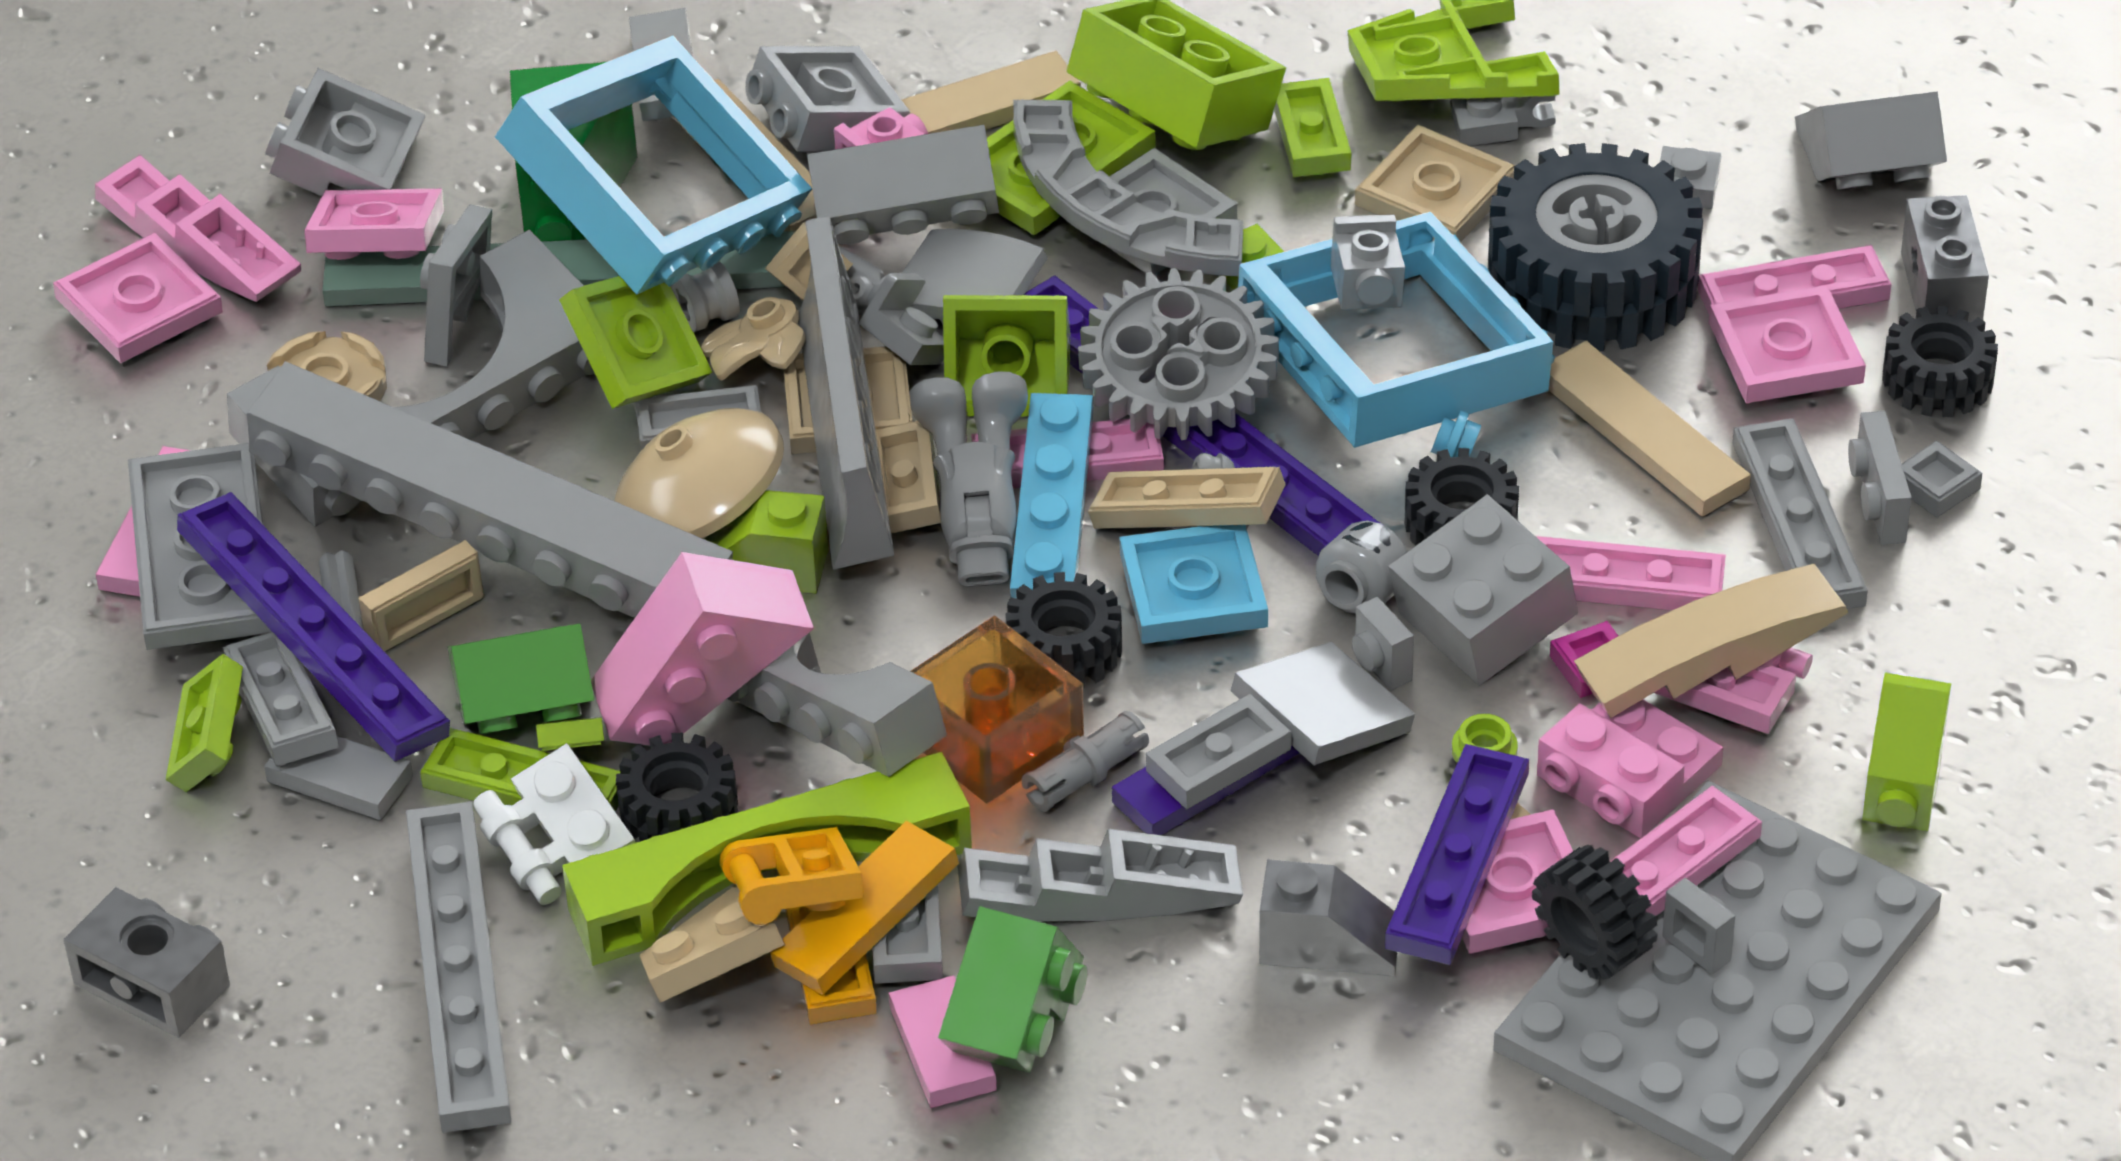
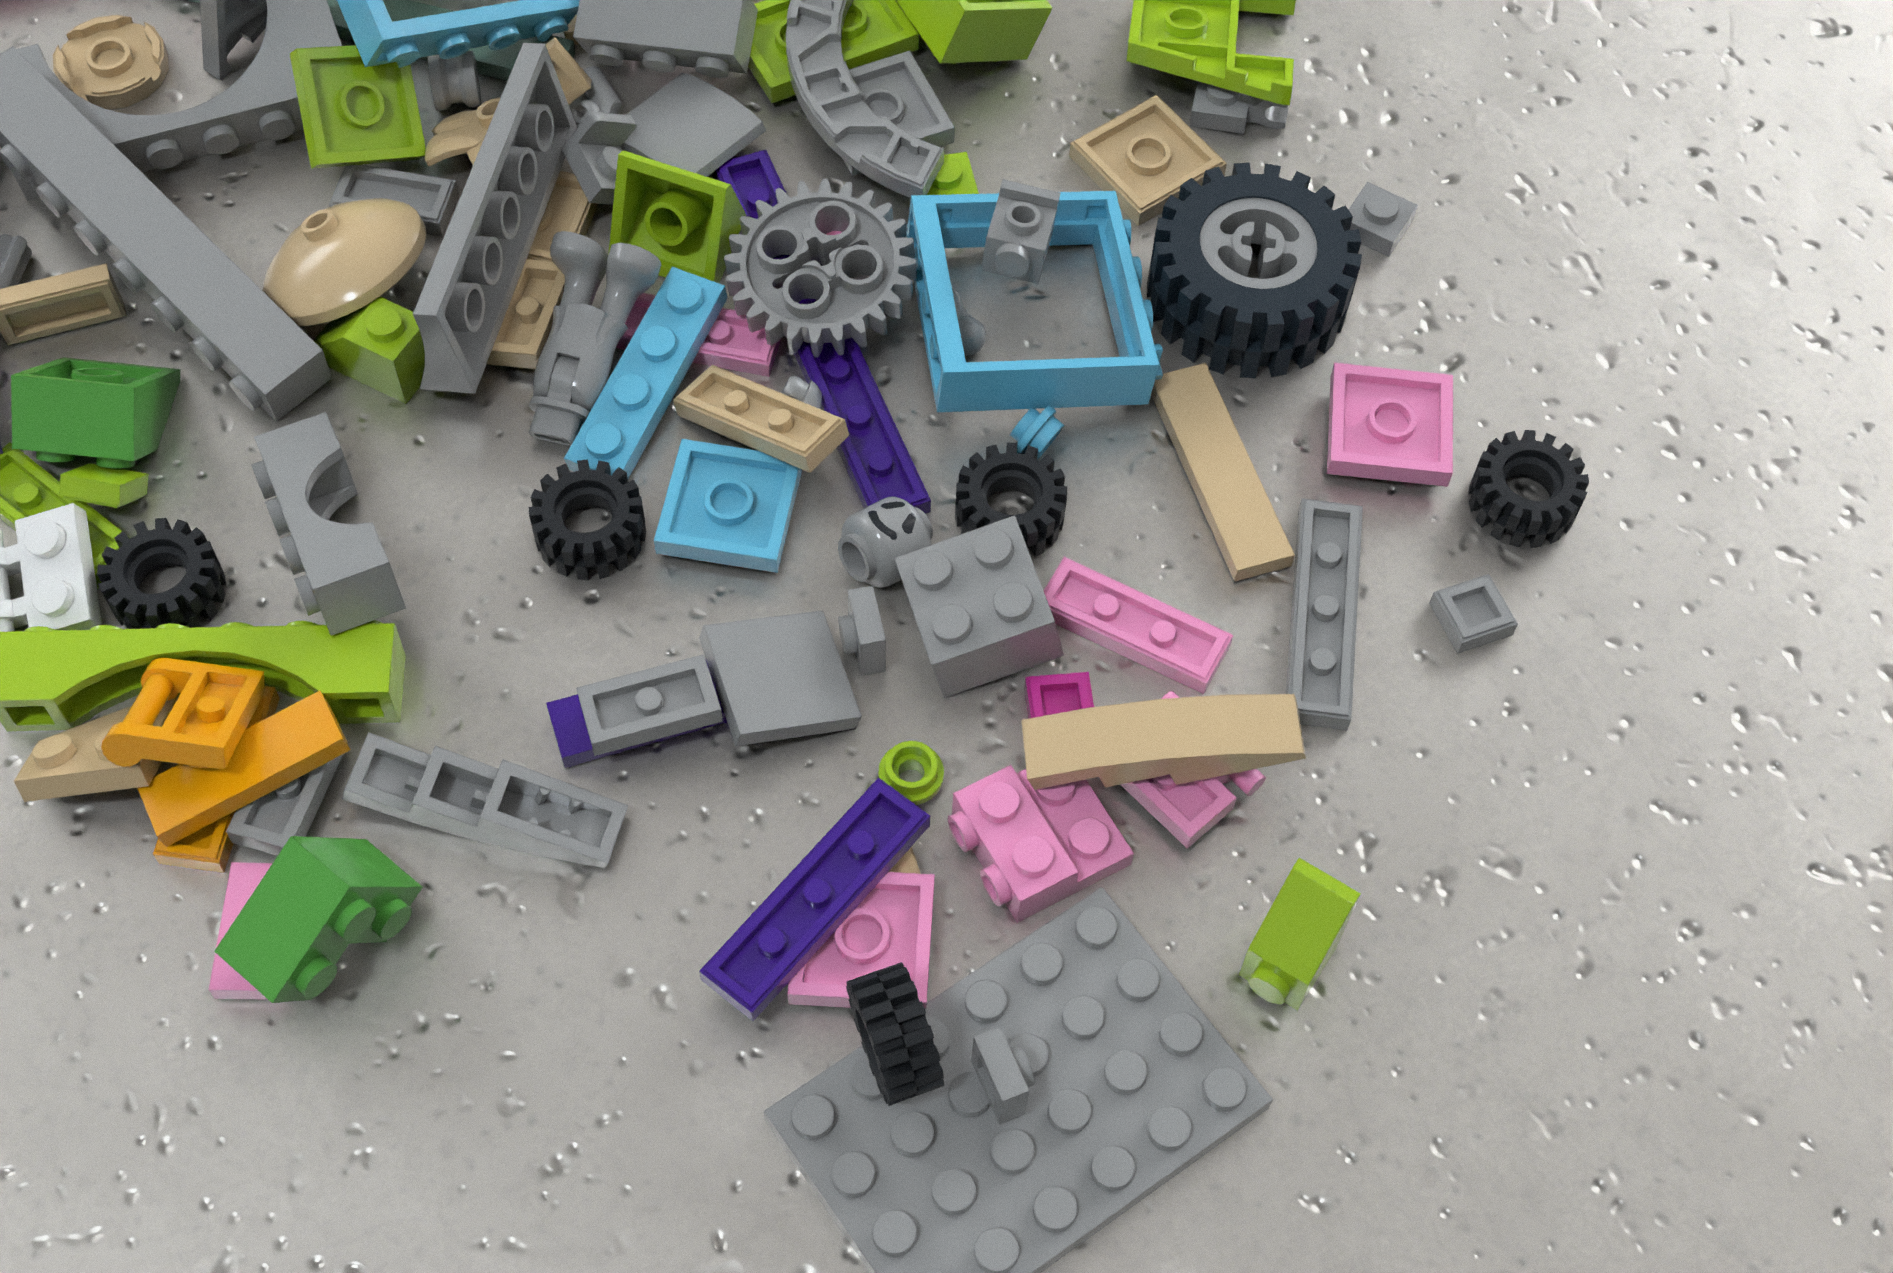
camera: 15 degrees right, 15 degrees up
(696, 645) = (225, 443): bright pink wedge -> none
(1001, 707) = (468, 587): clear orange brick -> none
(1085, 761) = (539, 665): light grey pin -> none
(1312, 128) = (1060, 70): lime plate -> none
(1322, 921) = (657, 922): flat silver slope -> none
(1689, 845) = (1016, 978): bright pink tile -> none
(1851, 275) = (1478, 366): bright pink tile -> none
(1874, 138) = (1564, 235): light grey slope -> none
(1884, 485) = (1412, 620): light grey plate -> none
(1944, 256) = (1576, 383): flat silver brick -> none

